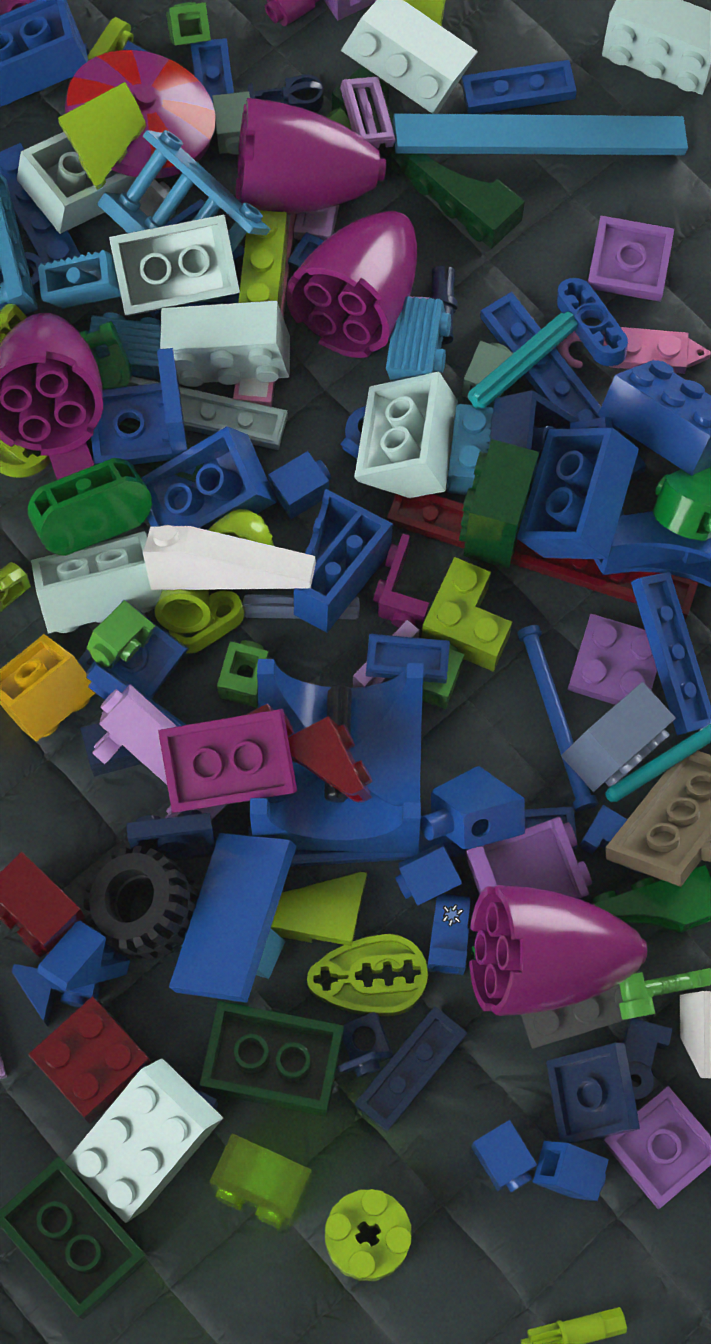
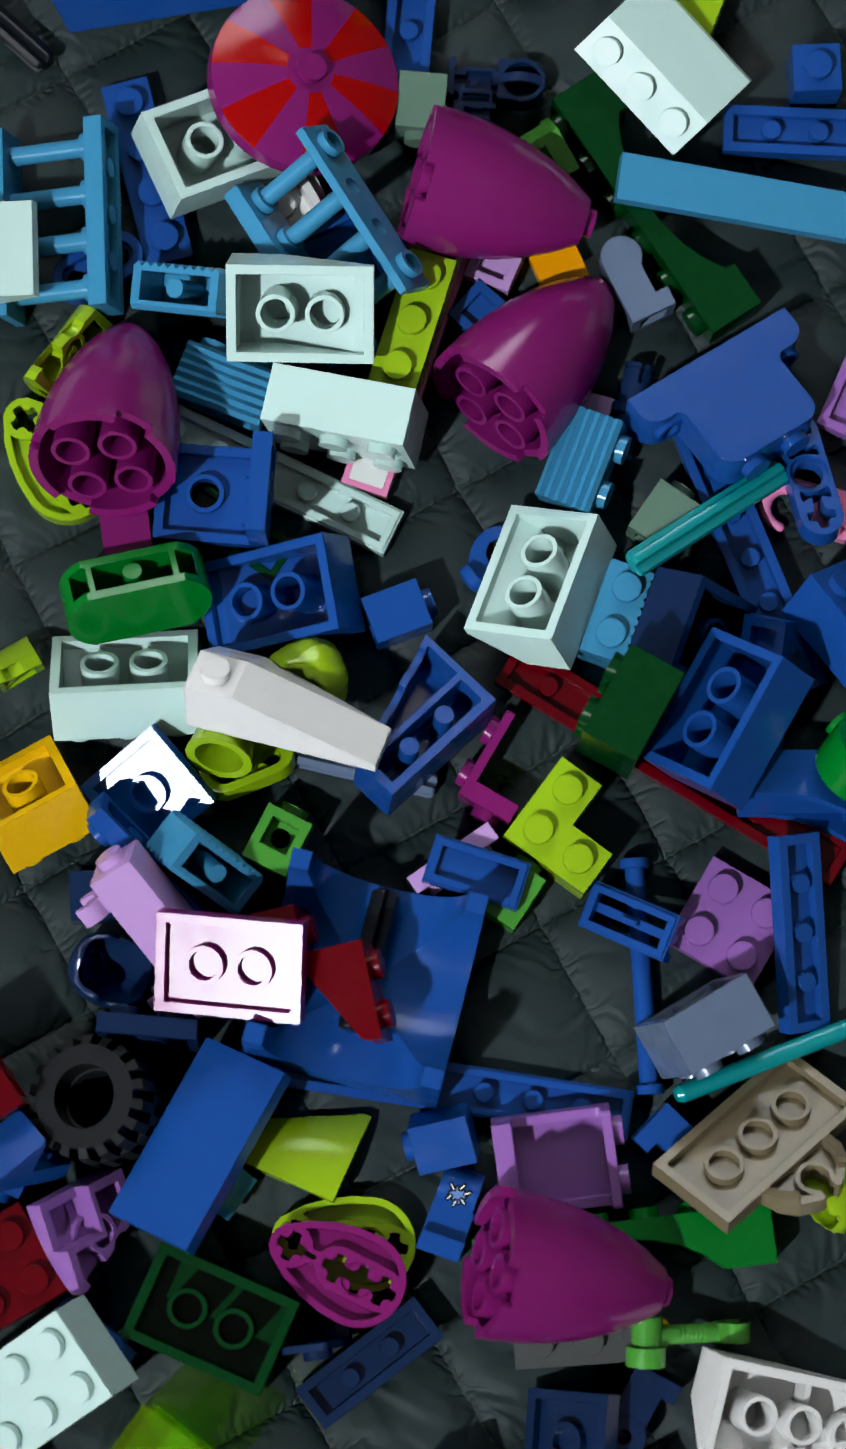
camera: 10 degrees right, 10 degrees up
(103, 131) = (249, 113): lime slope -> none
(114, 367) = (201, 416): green plate -> none
(120, 636) = (135, 776): bright green brick -> none
(128, 796) = (109, 970): none -> dark blue hair
(147, 1007) = (77, 1226): none -> medium lavender slope
(186, 693) = (204, 862): none -> dark azure brick
(359, 208) = (558, 265): none -> light orange tile
(370, 1021) = (360, 1248): none -> magenta piece
(374, 138) = (589, 179): lavender tile -> none
(430, 223) = (631, 287): none -> sand blue leg
(474, 810) = (511, 1078): blue torso -> none
(520, 276) = (732, 404): none -> blue brick
(523, 41) = (814, 75): none -> blue brick
(570, 677) = (667, 936): none -> blue tile

